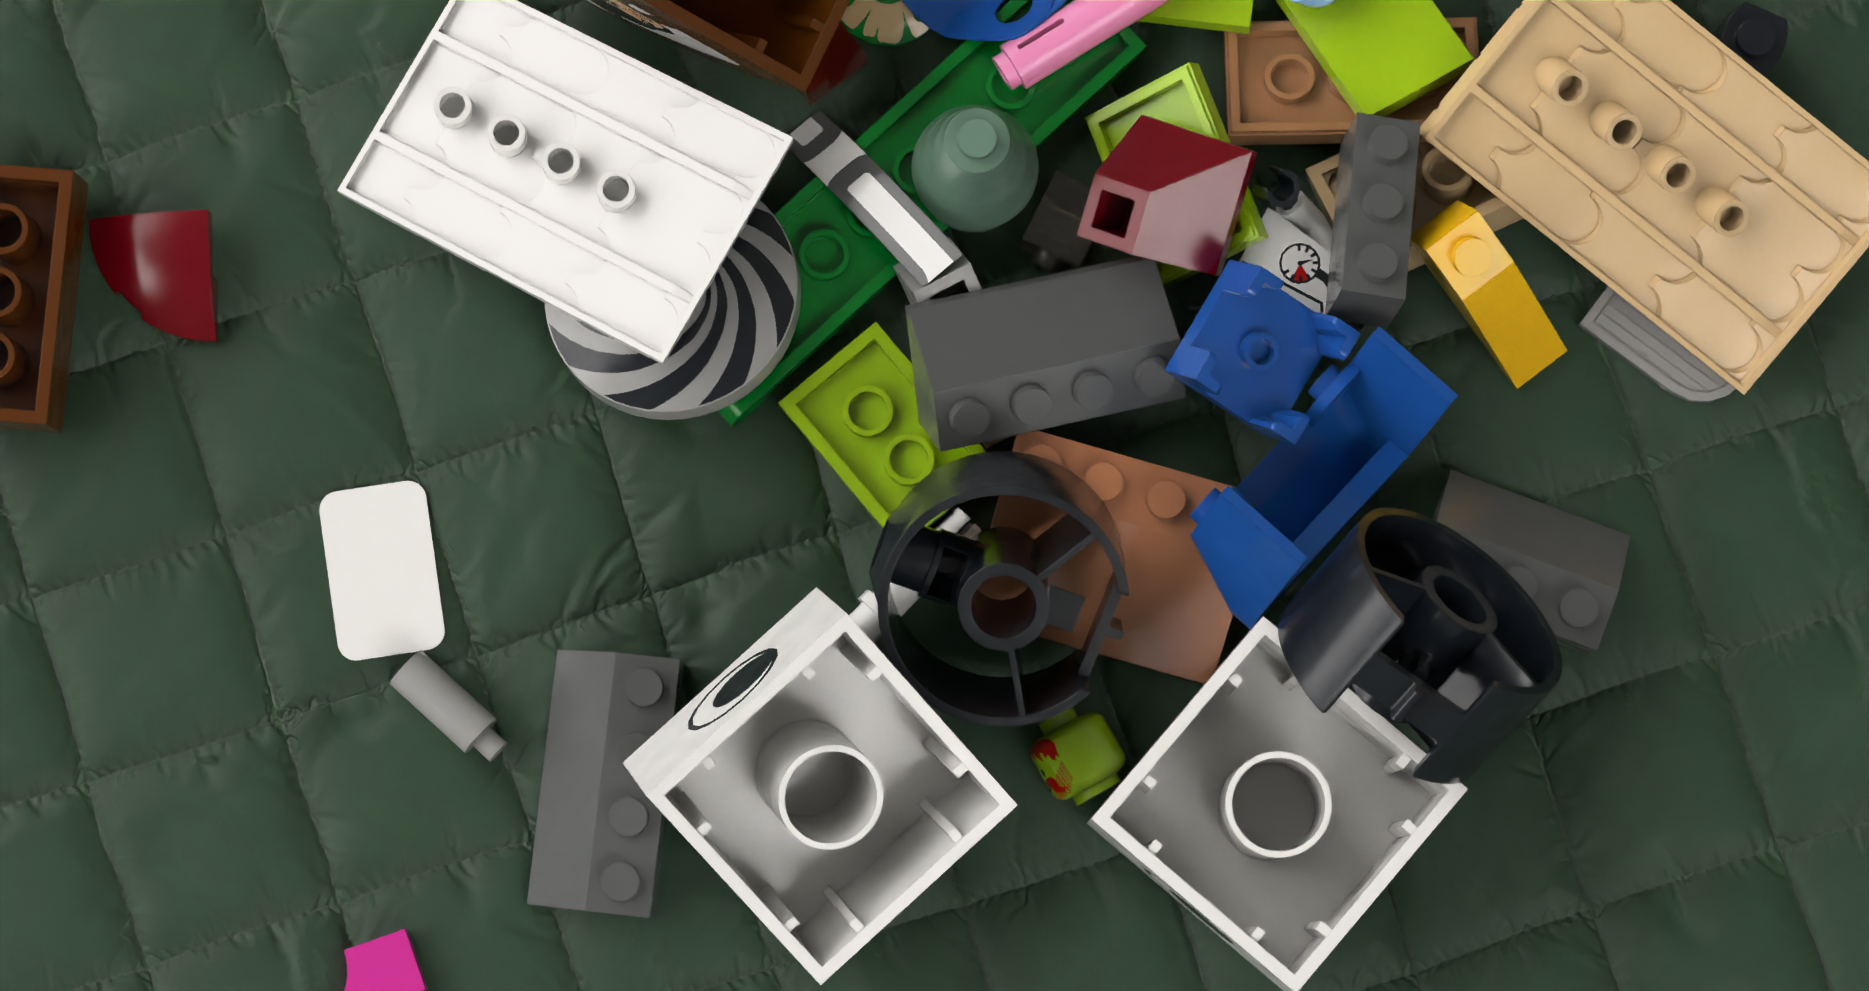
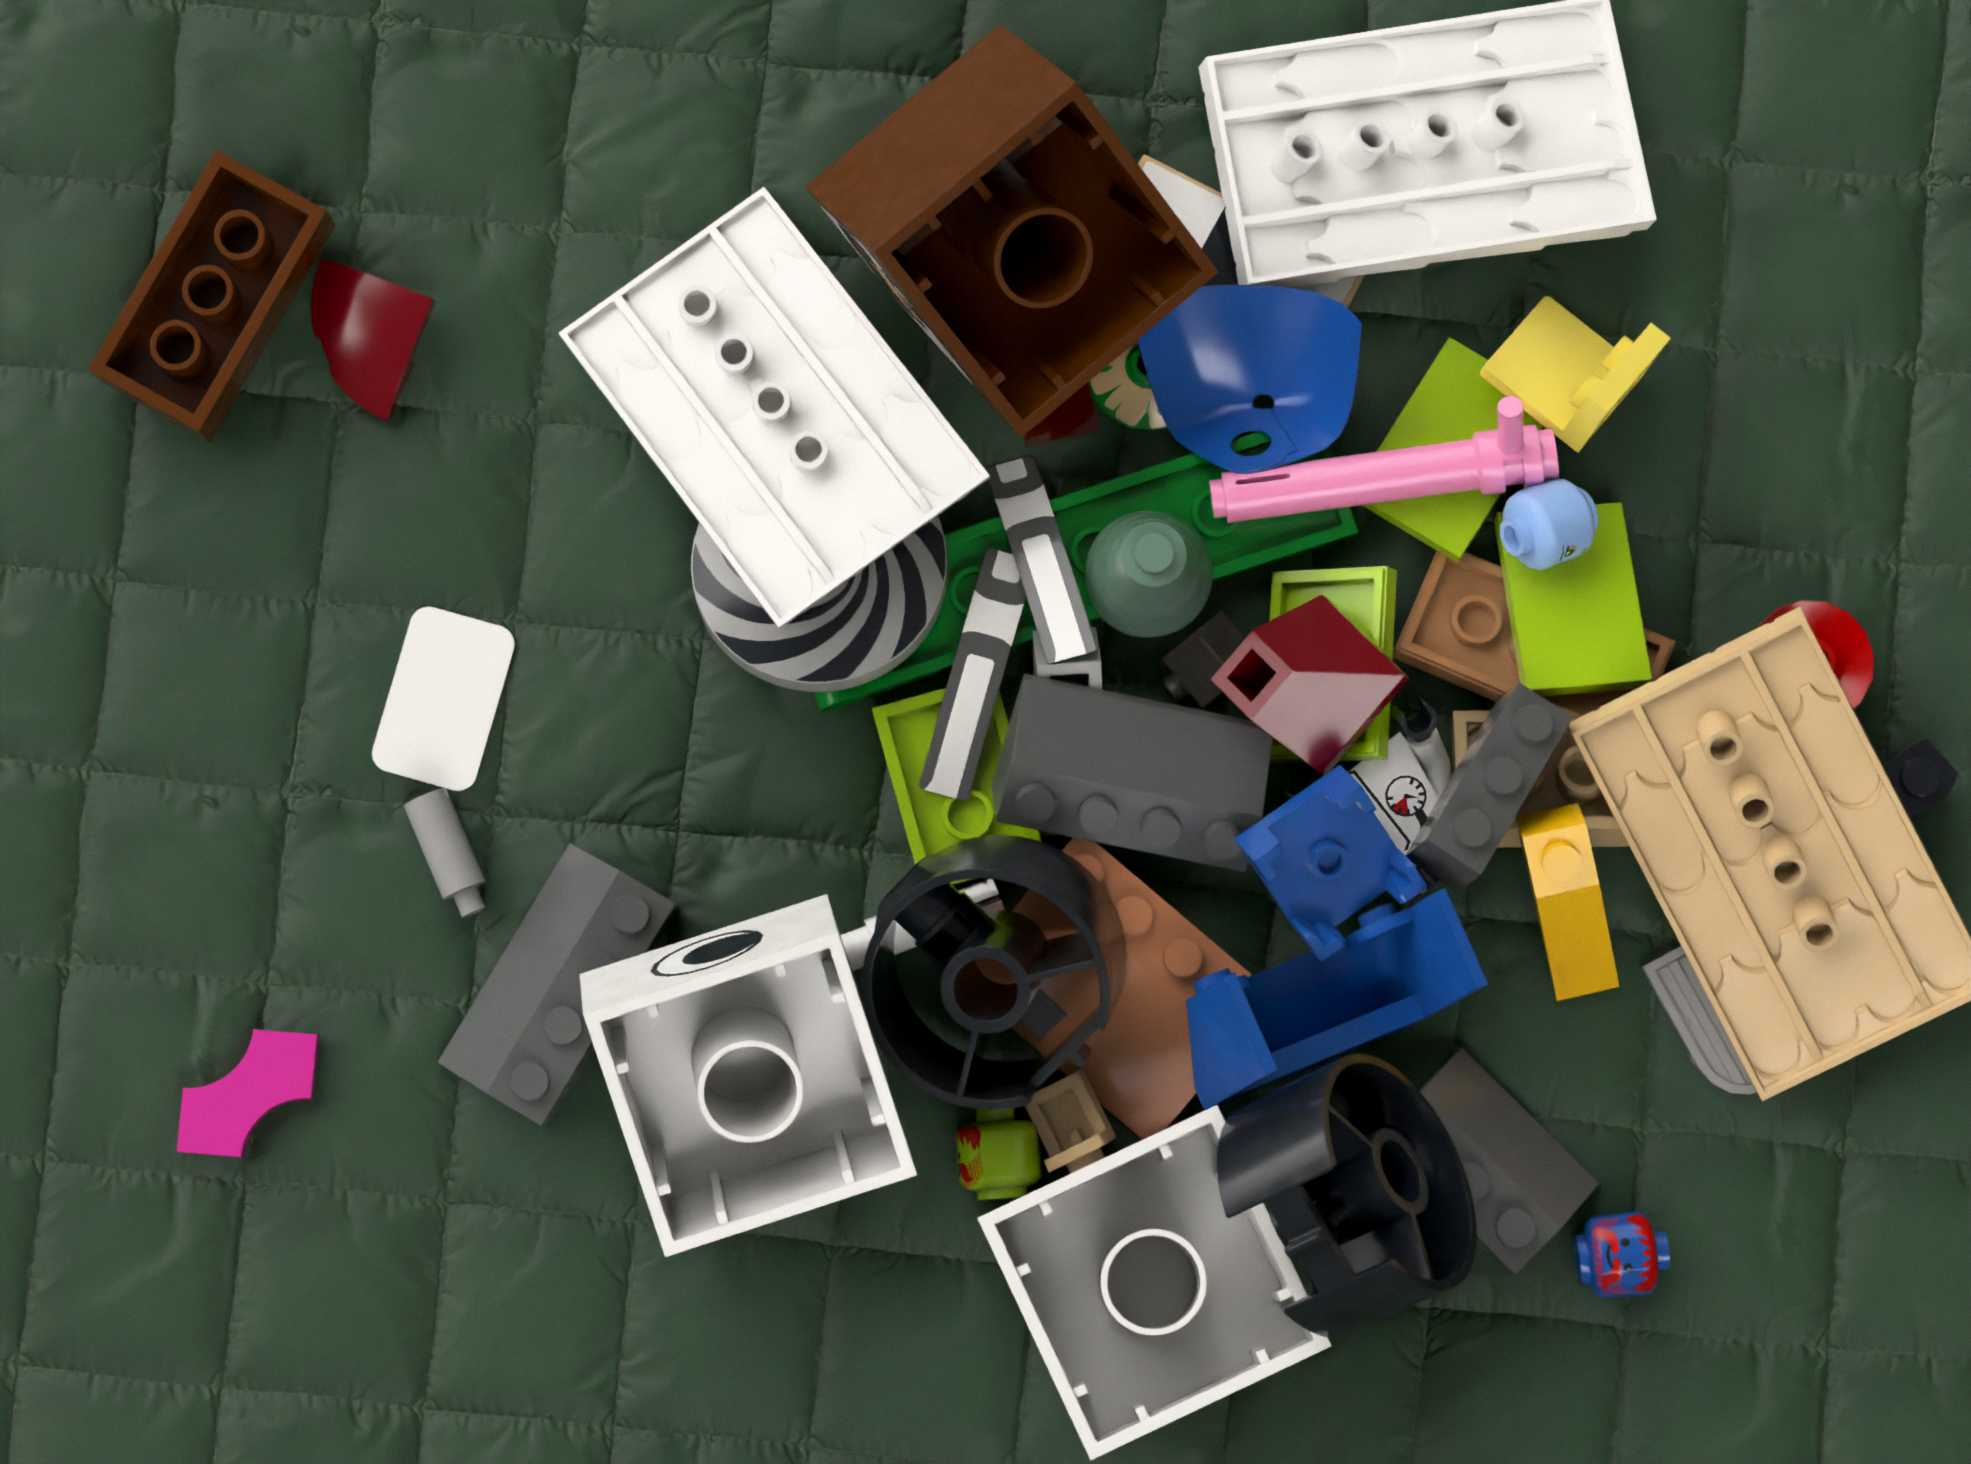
camera: 25 degrees right, 0 degrees up
(860, 331) = (975, 678): none -> sticker
(1131, 697) = (1070, 1123): none -> tan bracket
(1680, 591) = (1620, 1255): none -> blue head

